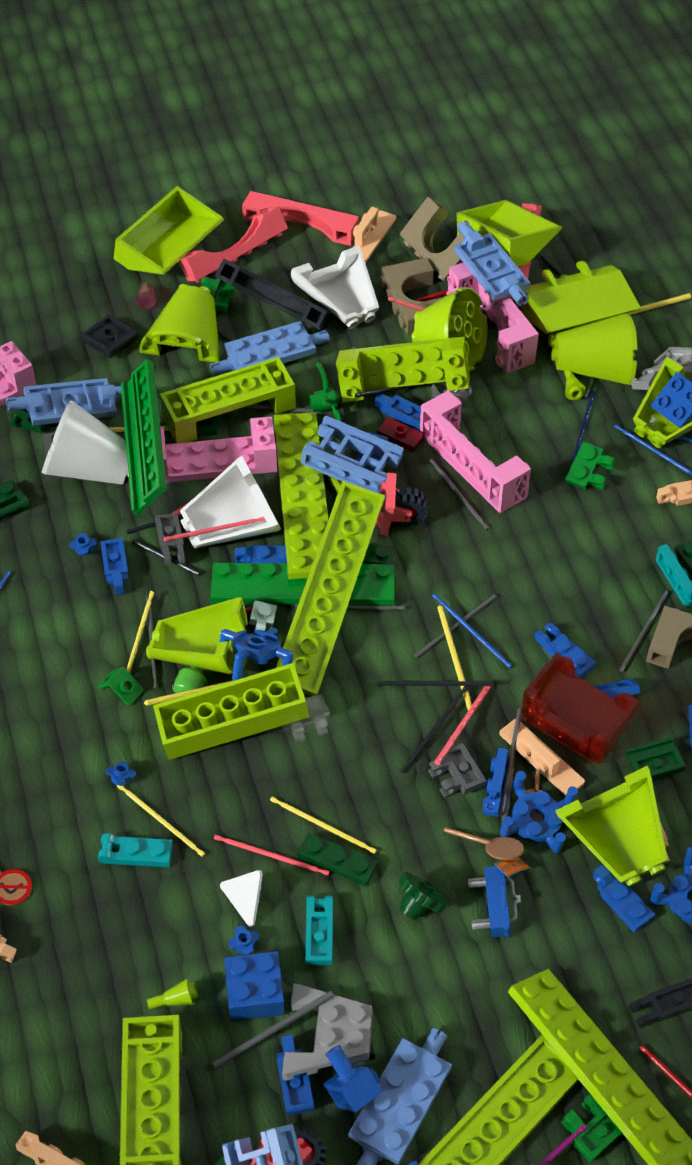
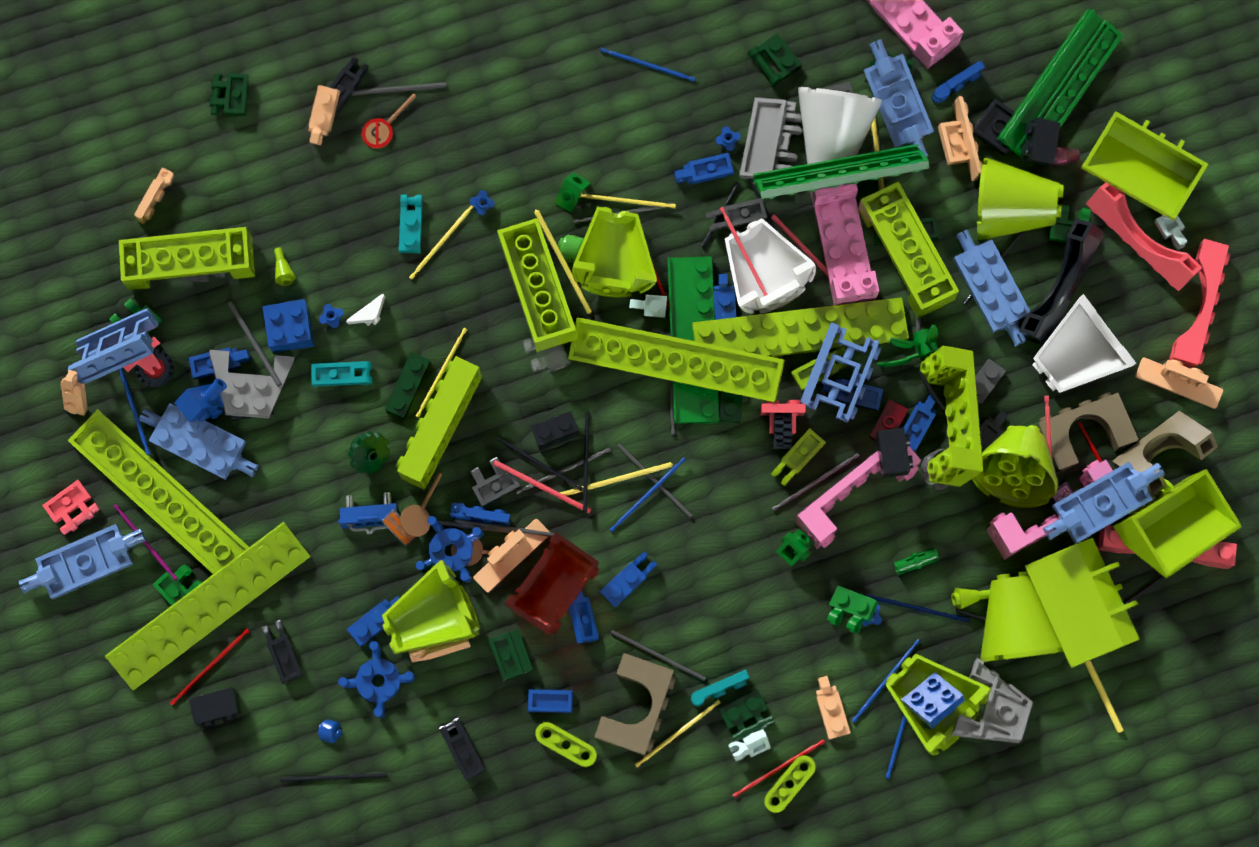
camera: 90 degrees right, 25 degrees up
(58, 363) = (957, 83): none -> blue hinge
(78, 290) = (1064, 77): none -> green plate
(89, 509) = (768, 135): none -> light grey hinge
(117, 361) = (959, 140): none -> light nougat bracket
(133, 299) = (1040, 142): none -> black brick
(227, 231) = (1172, 229): none -> light aqua plate
(256, 646) = (589, 302): blue plate -> none
(272, 855) = (411, 333): coral piece -> none
(390, 815) = (439, 422): none -> lime brick
(400, 707) = (555, 430): none -> black brick
(438, 503) = (799, 455): none -> lime hinge
(441, 704) = (564, 470): none -> dark grey piece
(443, 403) = (893, 452): none -> black brick
(529, 504) = (795, 547): none -> green brick
(539, 420) = (916, 561): none -> green pin

